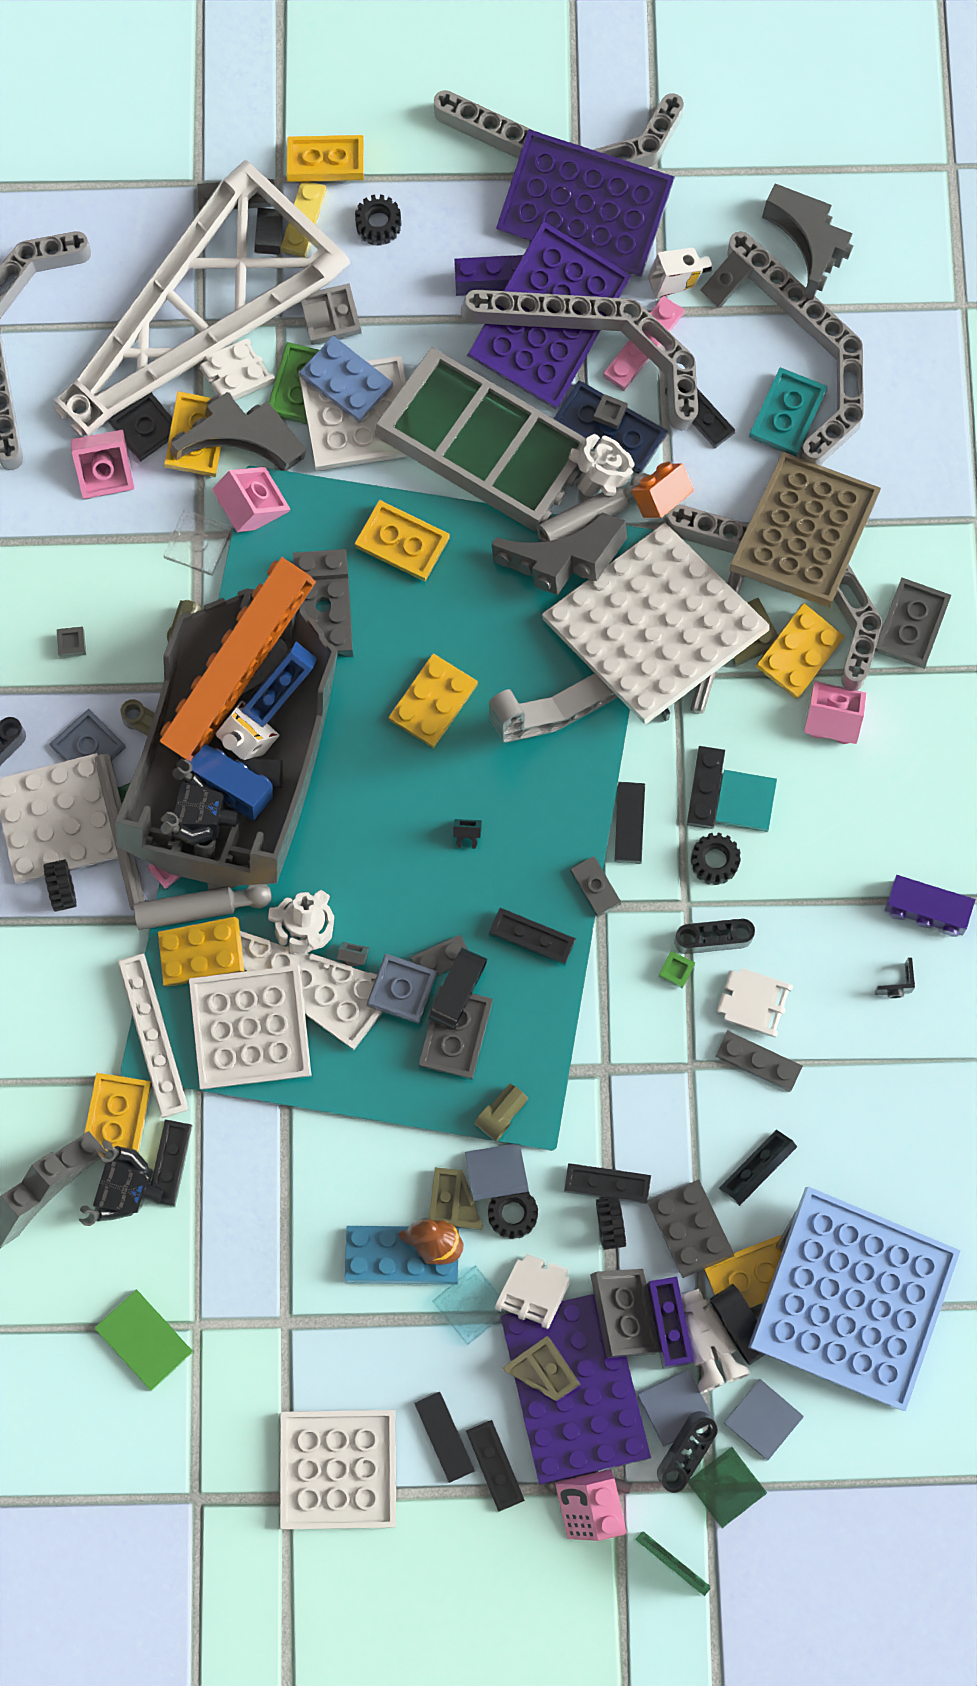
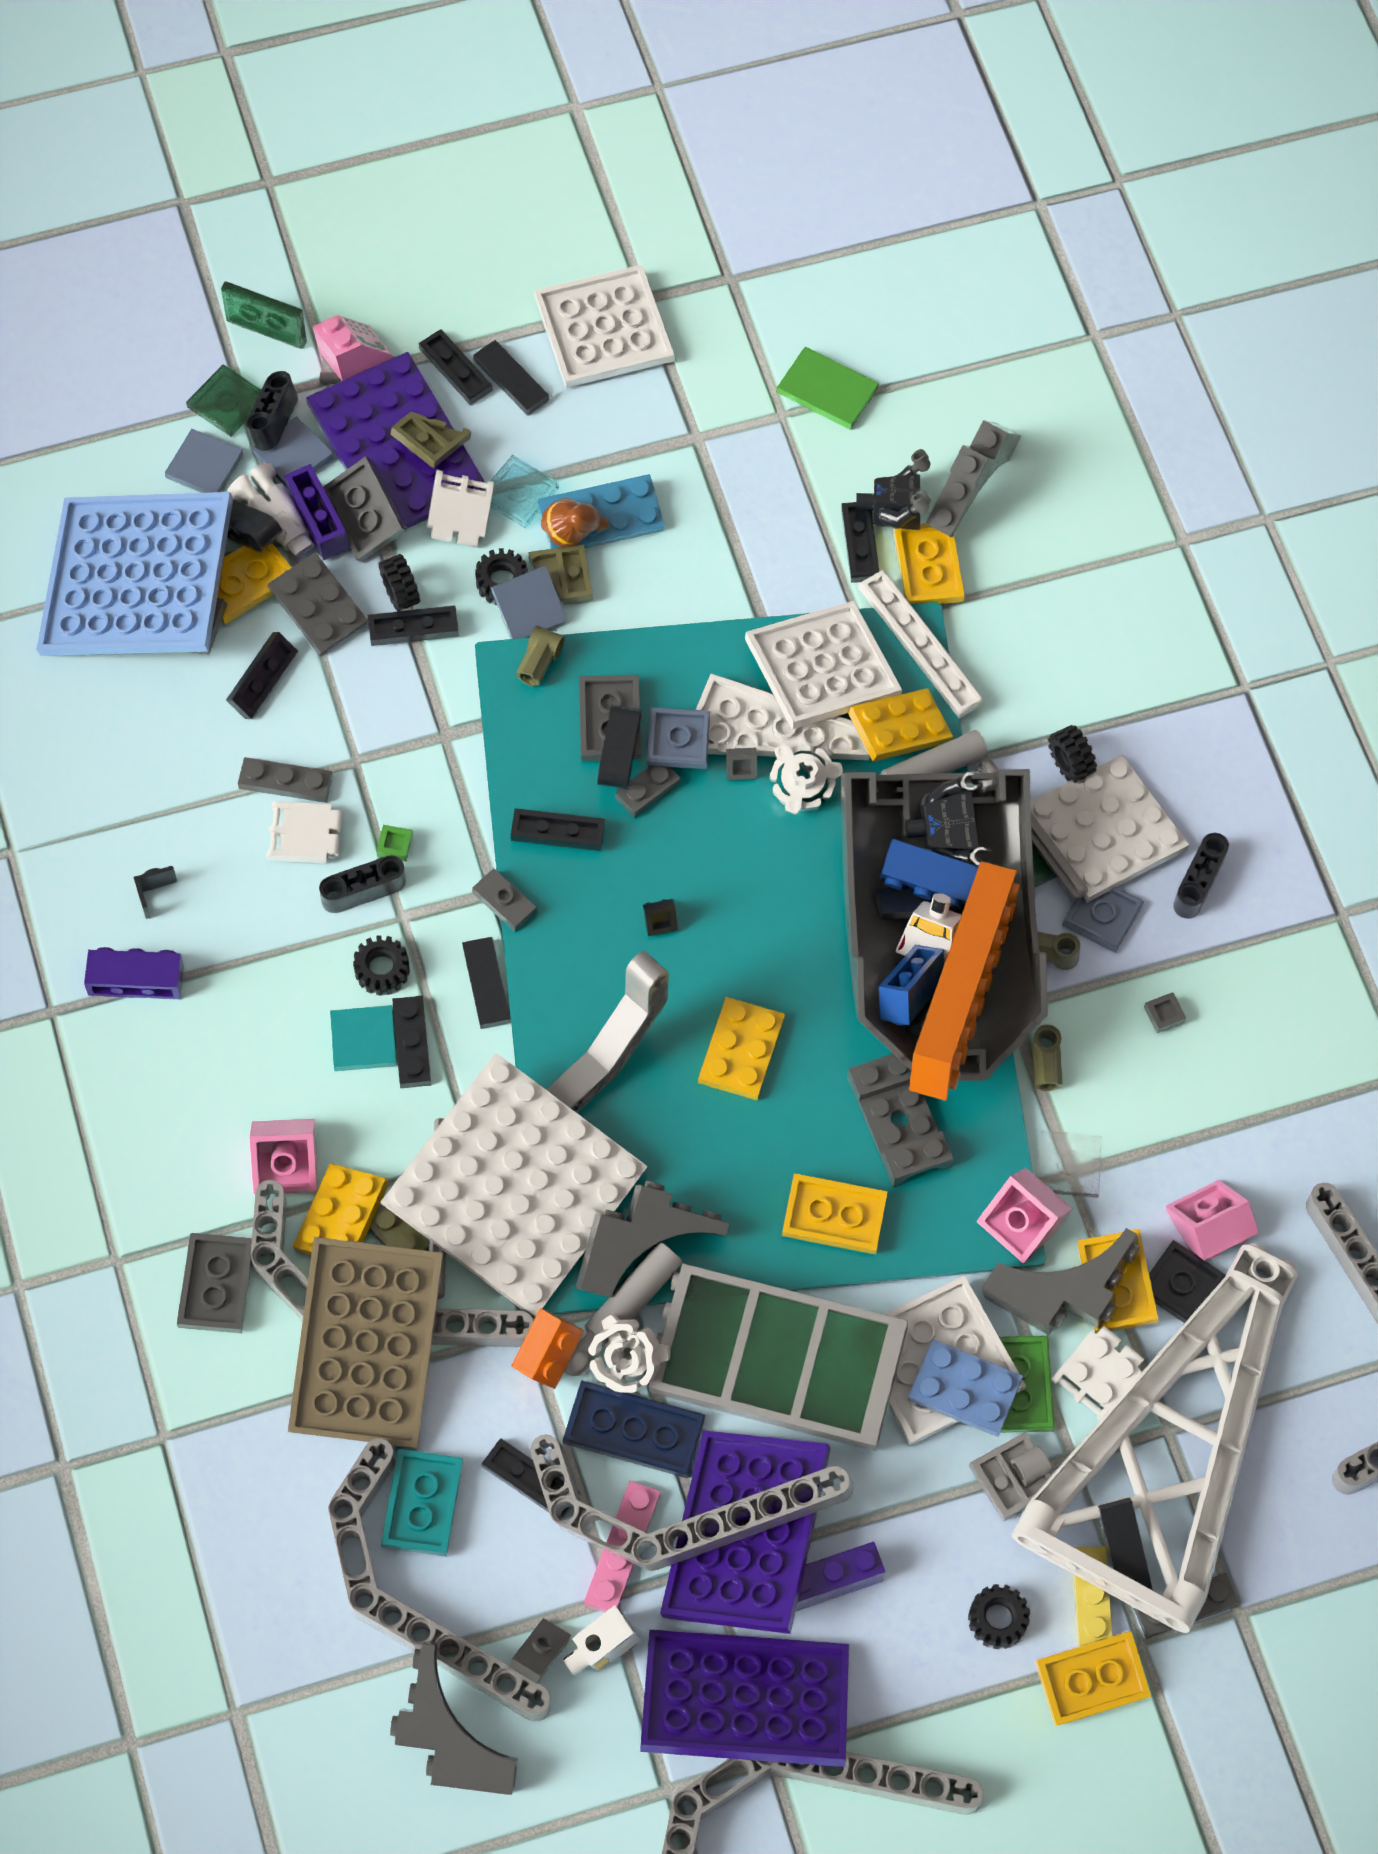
camera: 160 degrees right, 10 degrees down
(610, 411) = (637, 1434): dark grey plate -> none

